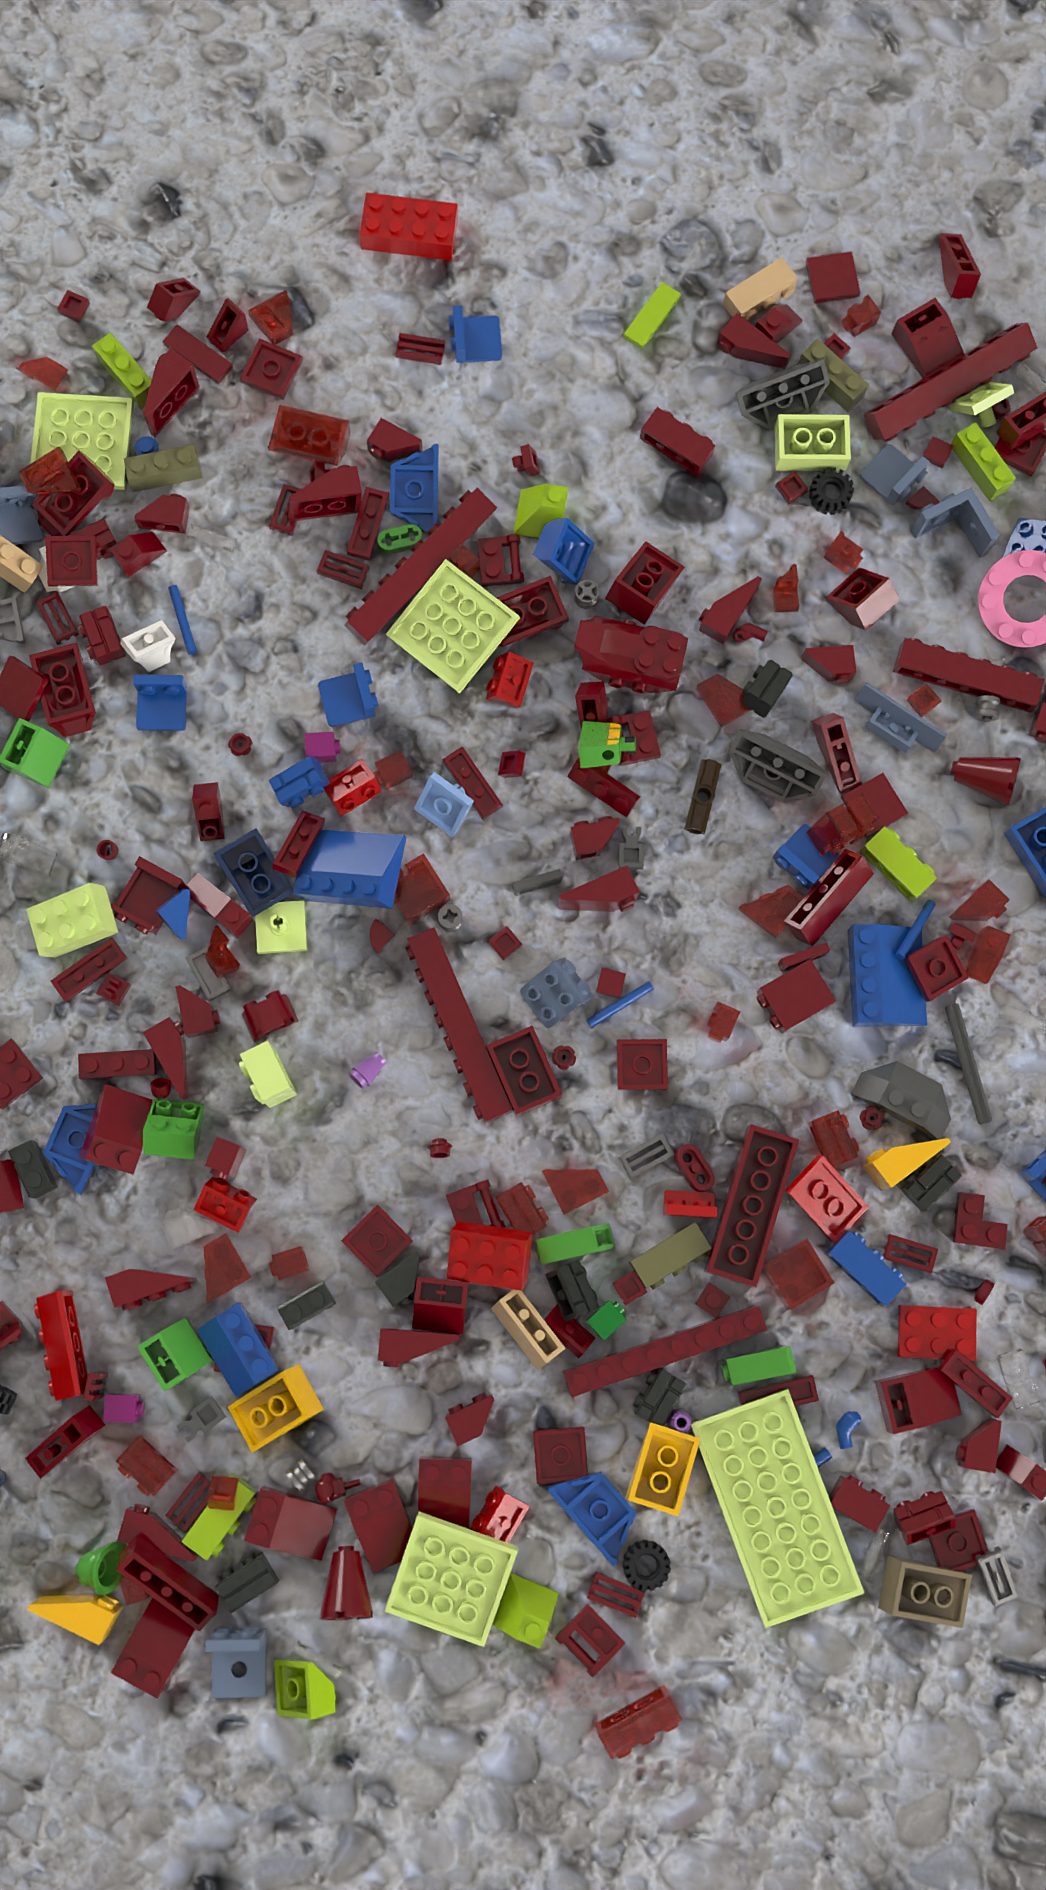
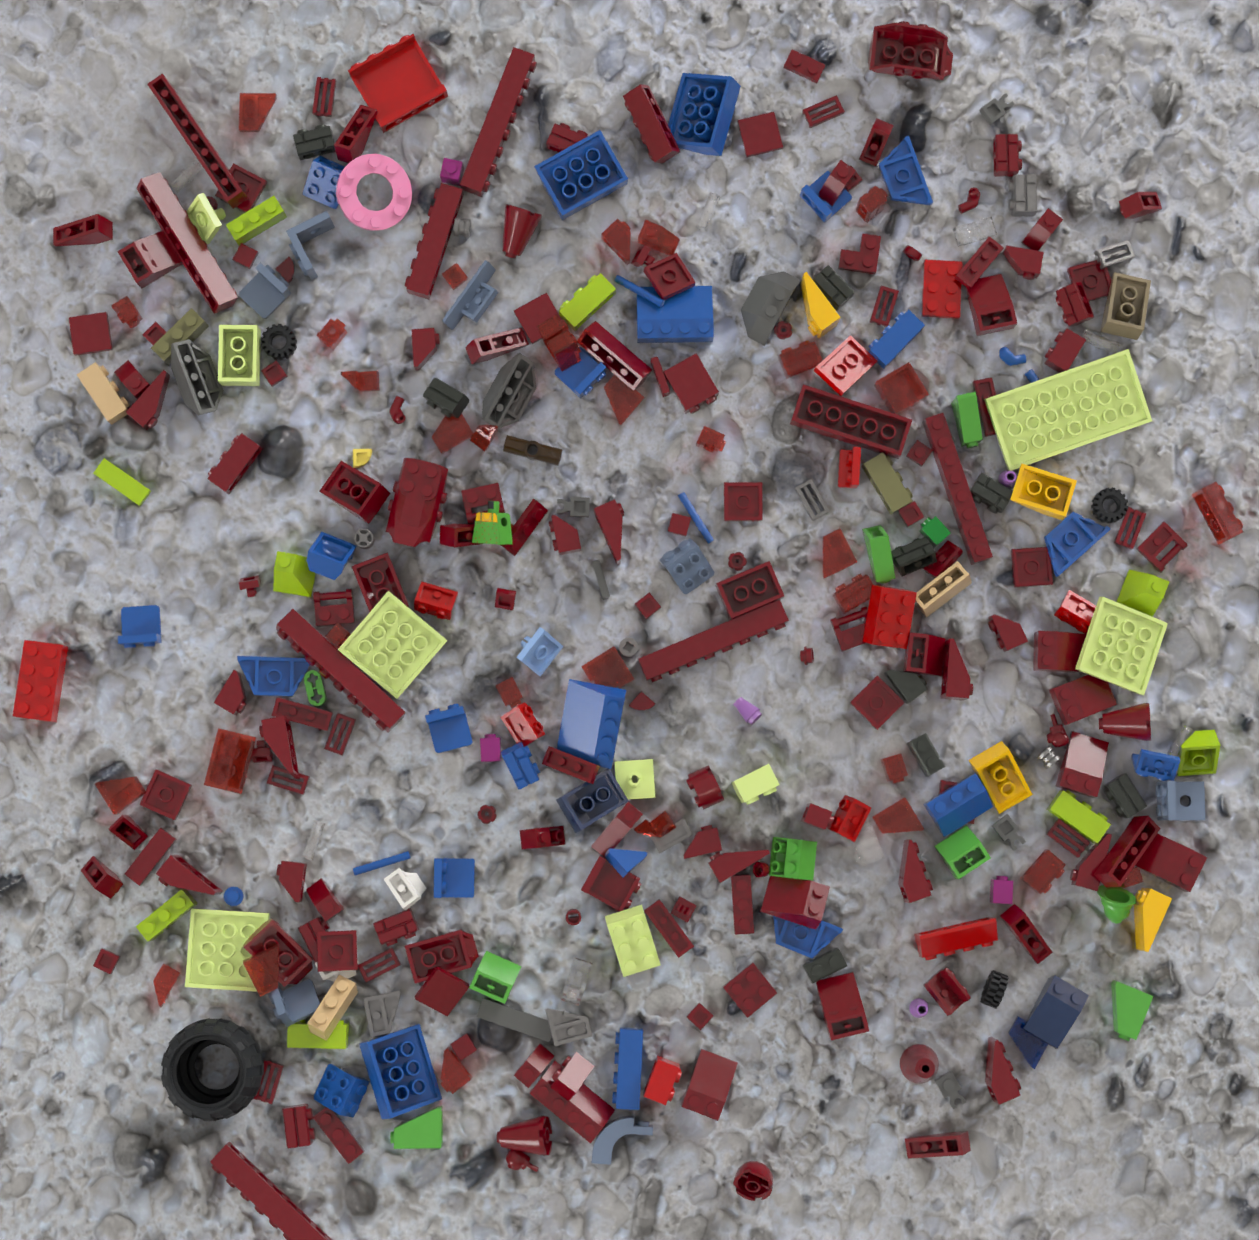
camera: 85 degrees left, 5 degrees up
(95, 1395) = (986, 910): dark red tile -> none
(163, 468) = (253, 880): olive brick -> none
(222, 1493) = (1063, 813): clear red slope -> none
(284, 1624) = (1155, 764): none -> blue bracket
(422, 345) = (141, 672): dark red tile -> none
(473, 782) = (519, 630): dark red tile -> none
(689, 590) = (361, 457): none -> light yellow tile
(695, 1167) = (820, 463): dark red plate -> none
(719, 735) = (484, 436): none -> clear red slope
(726, 612) = (384, 430): dark red slope -> none
(863, 598) = (370, 320): dark red slope -> none
(968, 1063) = (741, 256): dark grey axle -> none

